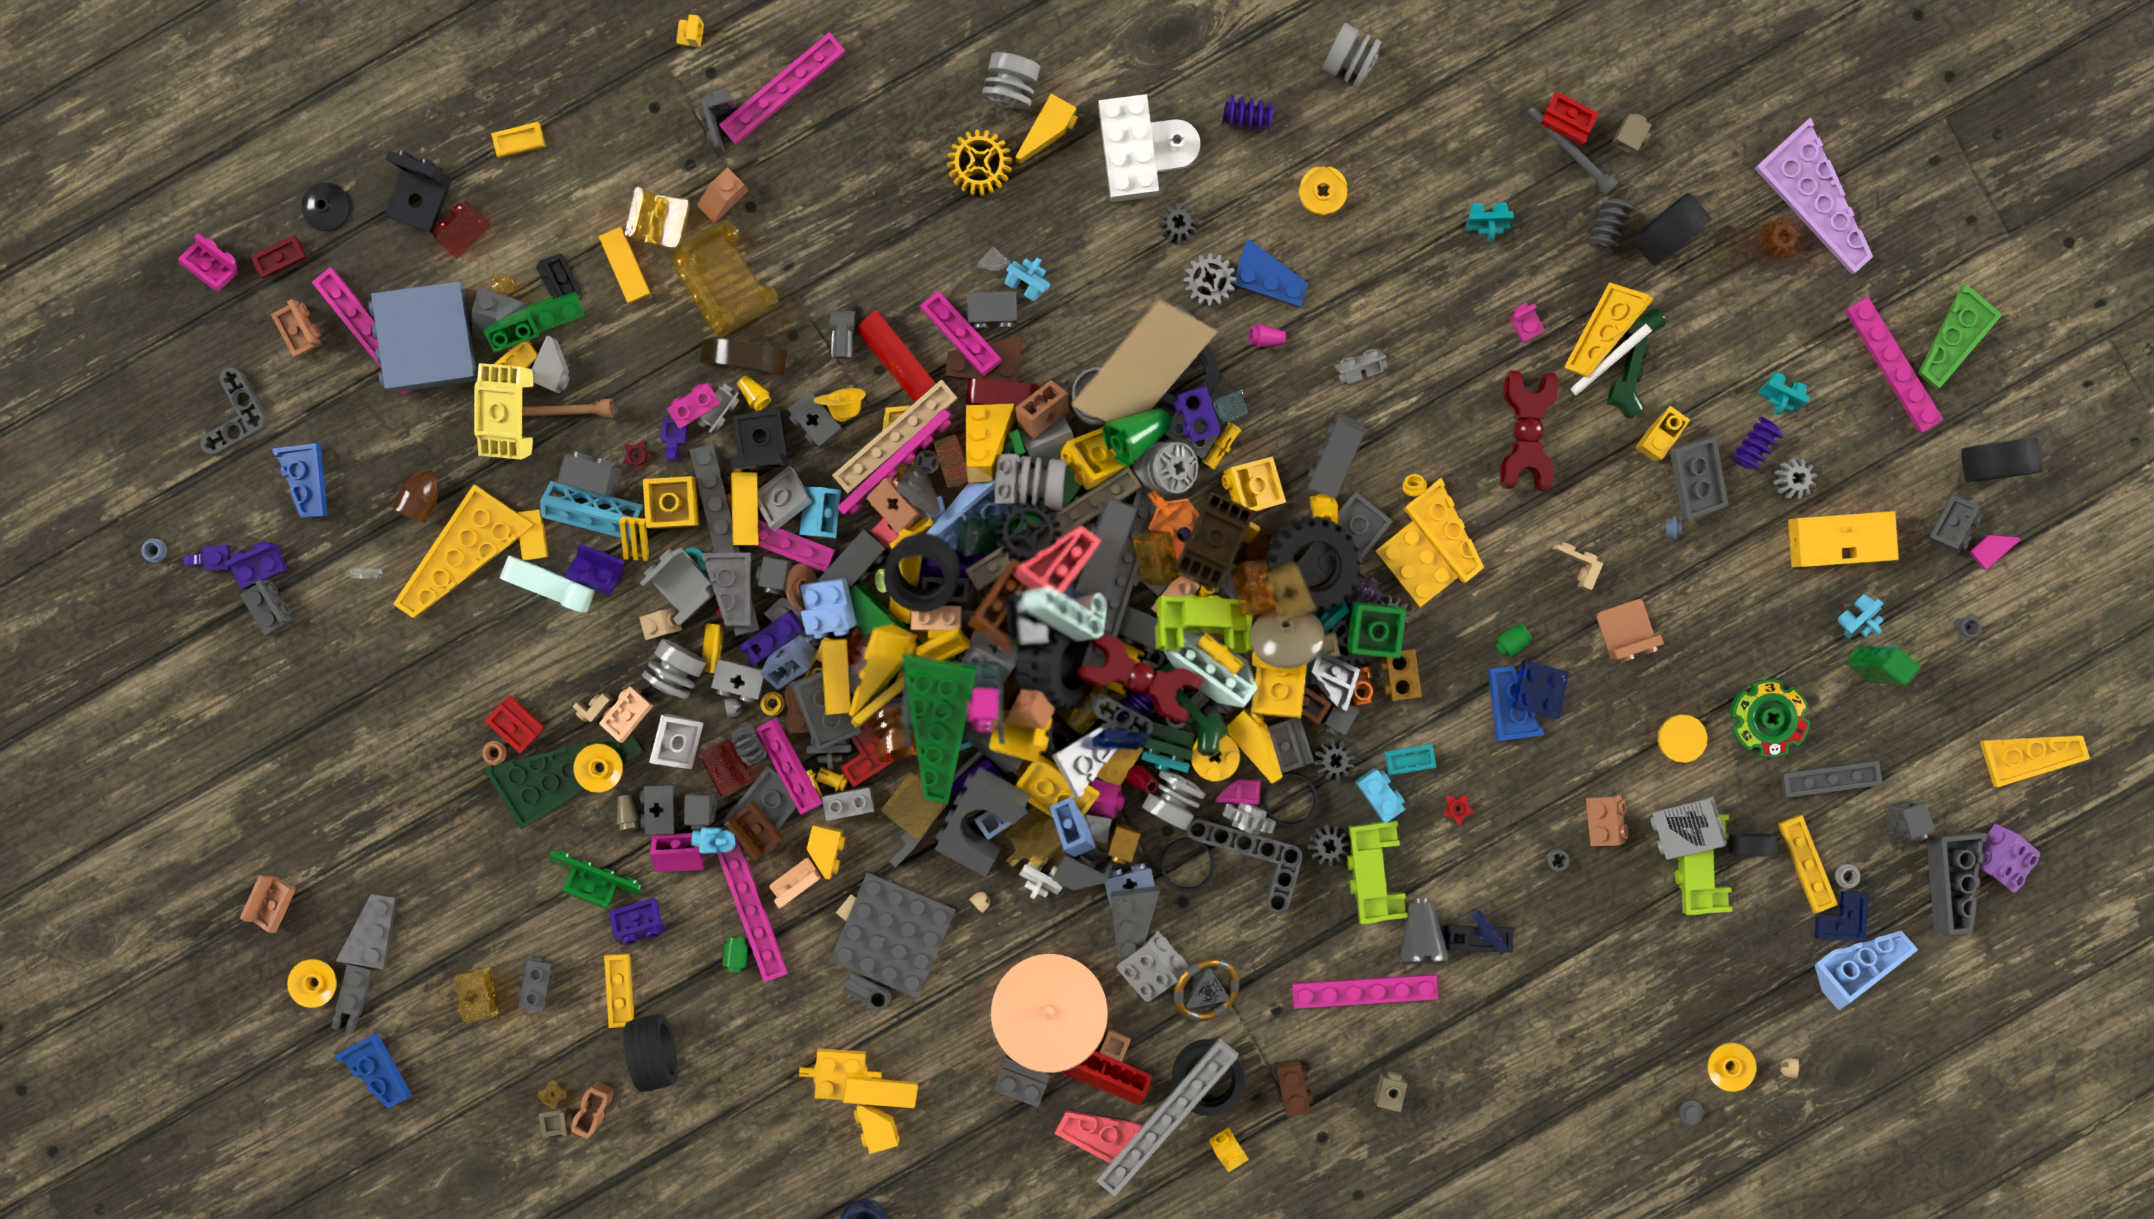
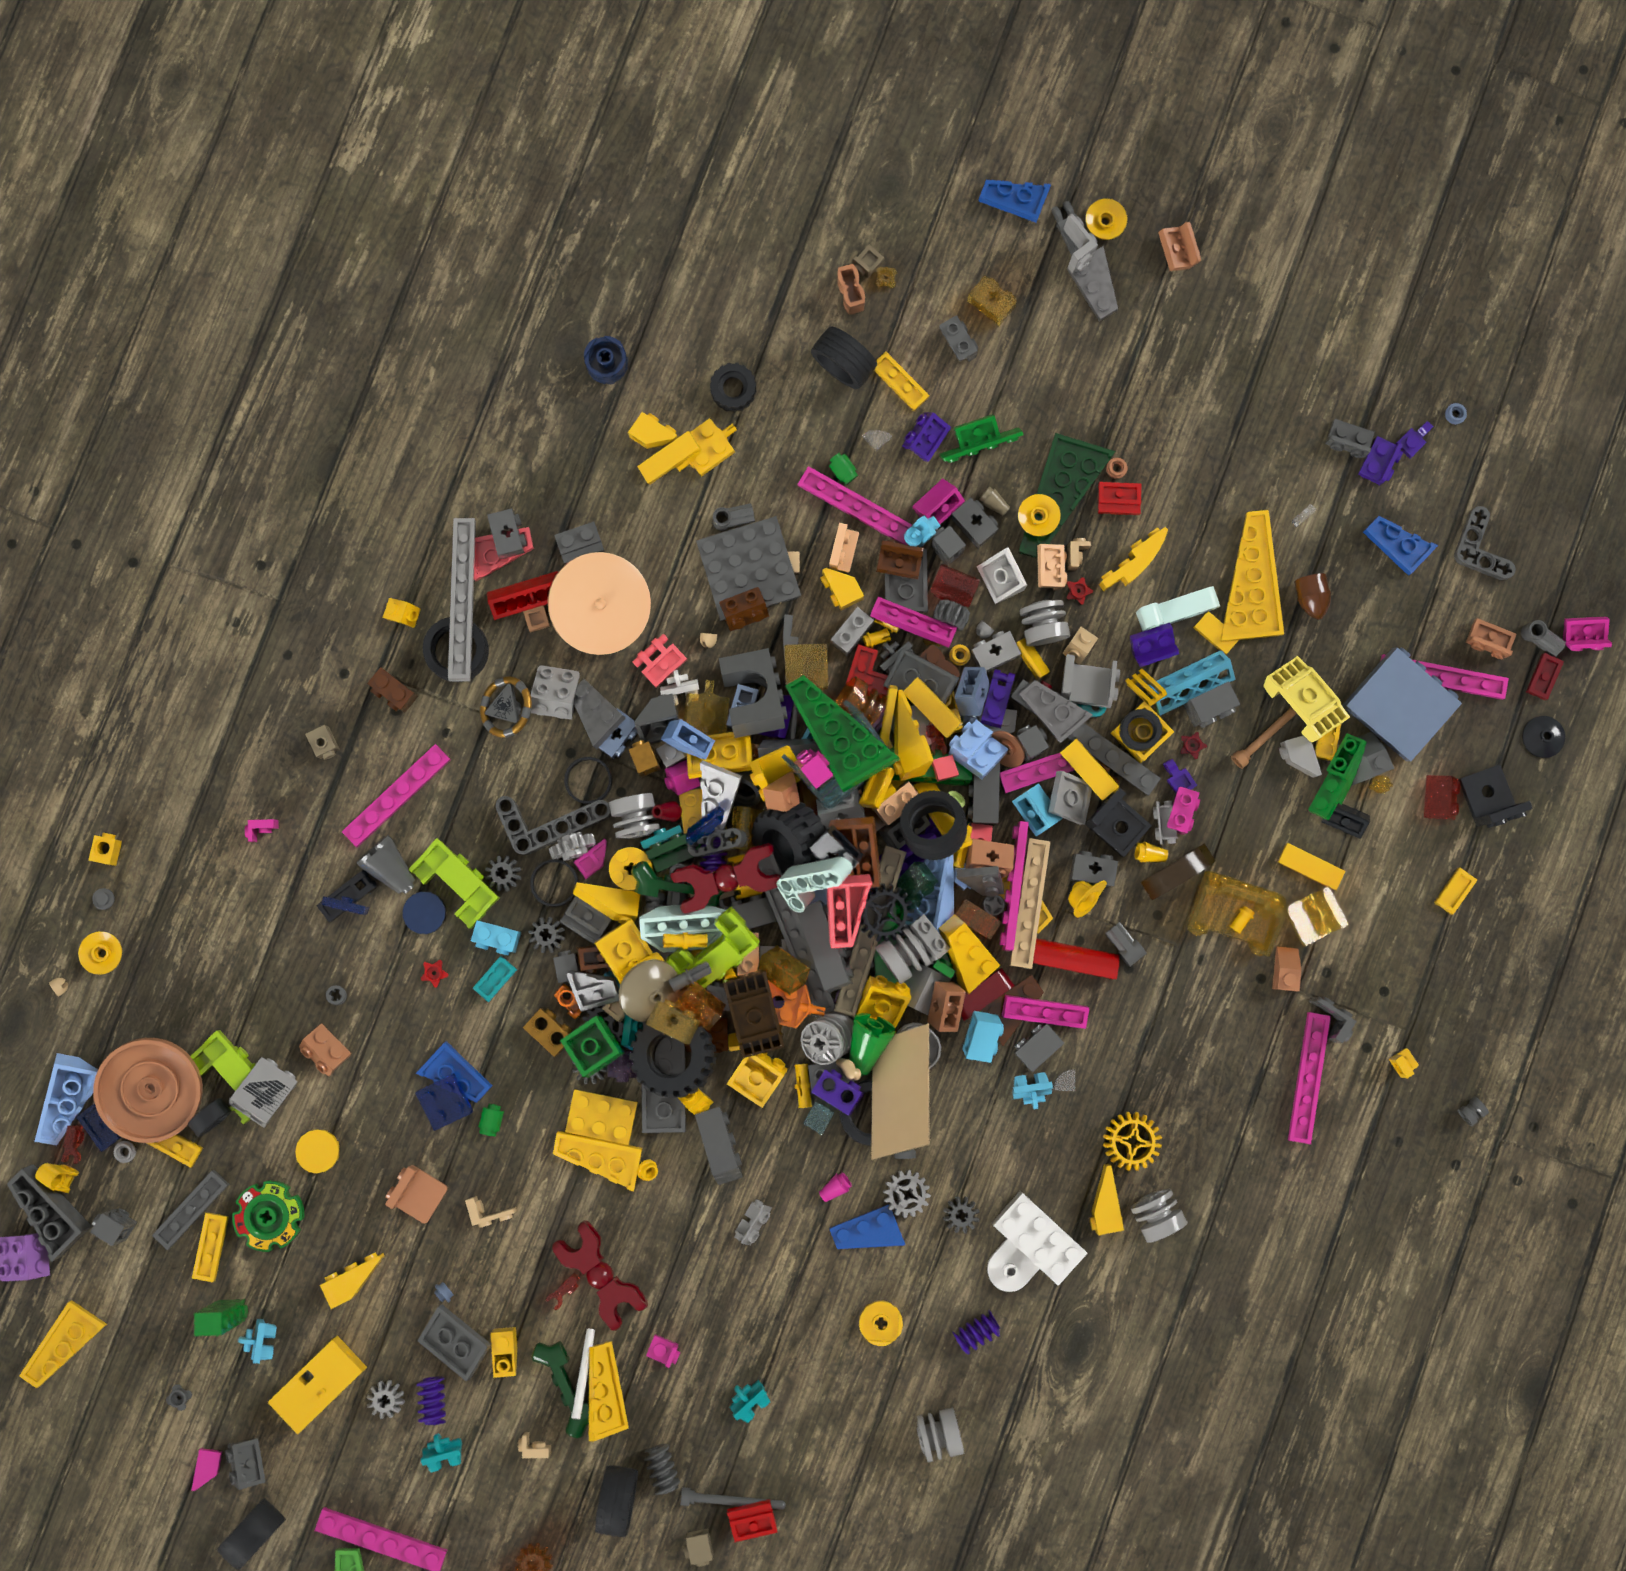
camera: 130 degrees right, 5 degrees down
(249, 290) = (1544, 639): none -> dark grey piece
(348, 980) = (1083, 240): none -> light grey bracket
(539, 657) = (1141, 555): none -> yellow slope
(614, 675) = (1073, 594): none -> red plate
(652, 505) = (1140, 713): none -> black tyre
(683, 956) = (877, 438): none -> clear tile
(723, 270) = (1242, 919): none -> yellow pin
(757, 1121) = (733, 371): none -> black tyre
(869, 614) = (945, 768): none -> coral tile
(926, 901) = (744, 609): none -> reddish brown bracket
(1032, 357) = (982, 1036): none -> medium azure brick
(1038, 911) = (664, 664): none -> coral plate
(1078, 1157) = (501, 522): none -> dark grey brick
(1171, 425) = (849, 1069): none -> tan arm
(1242, 619) = (690, 976): none -> dark grey axle
(1424, 868) = (424, 913): none -> dark blue tile
(1501, 1059) = (264, 826): none -> dark pink bracket
(1562, 443) = (568, 1286): none -> clear red plate
(1665, 1157) = (96, 850): none -> yellow brick
(1703, 329) = (536, 1450): none -> tan bracket
(1751, 603) = (347, 1285): none -> yellow slope
(1787, 912) = (147, 1090): none -> nougat container
(1840, 732) = (210, 1247): none -> yellow plate
(1884, 923) = (73, 1139): none -> clear red plate
(1923, 903) = (56, 1176): none -> yellow piece

